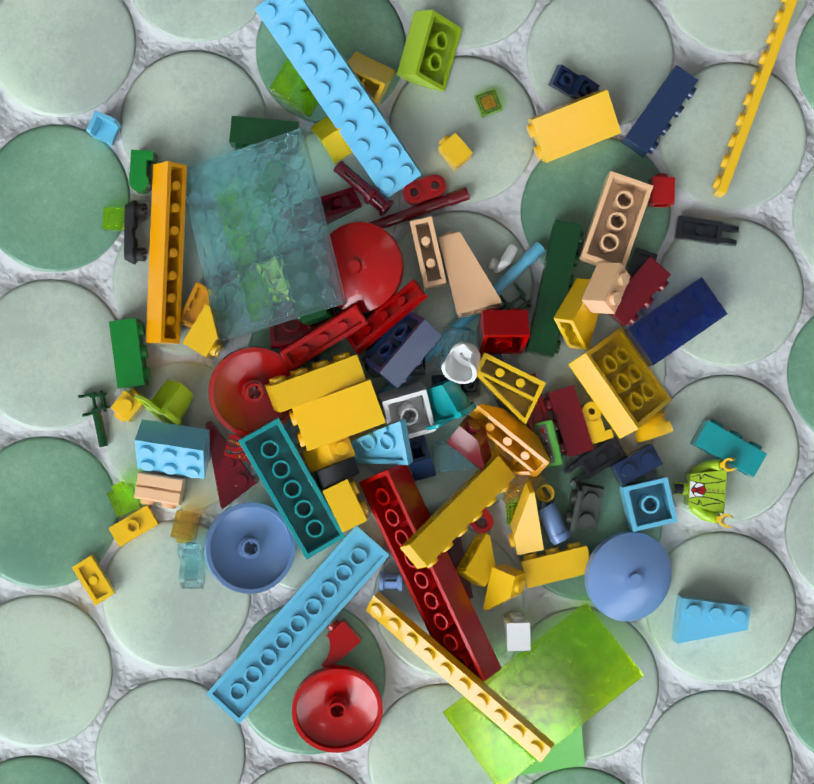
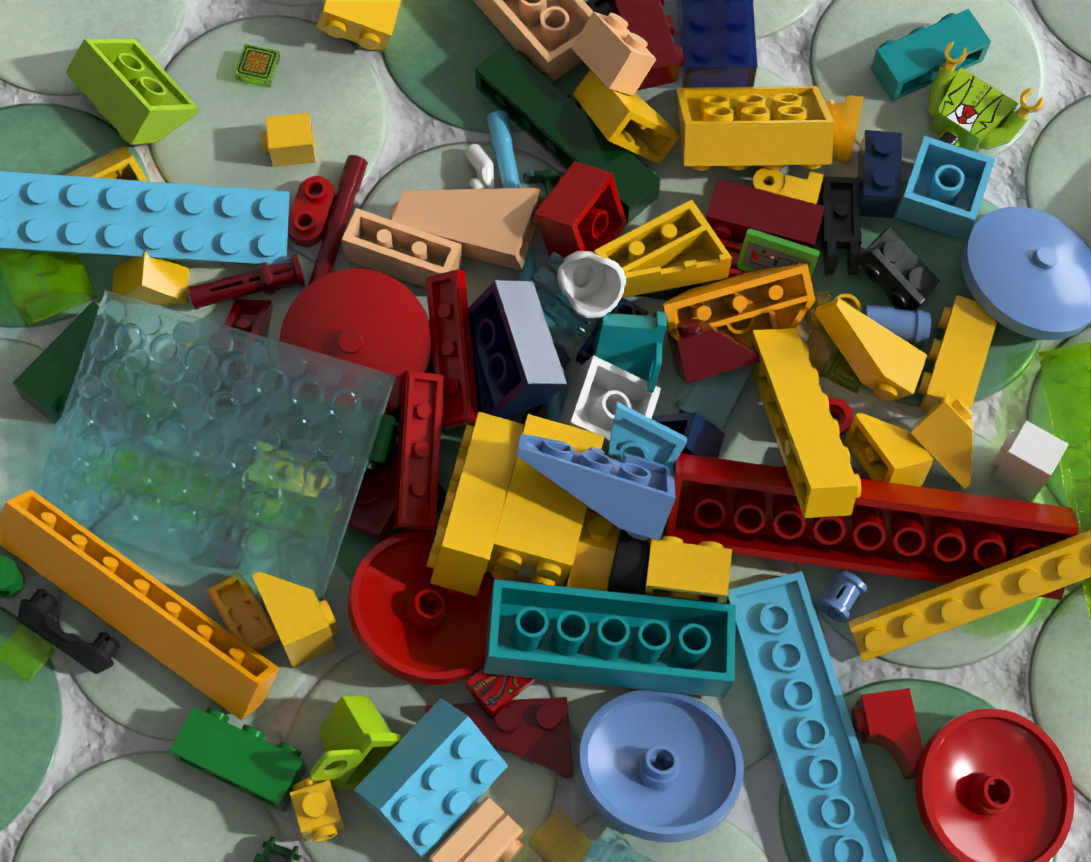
camera: 55 degrees left, 20 degrees down
(358, 445) = (627, 491): none -> medium blue wedge

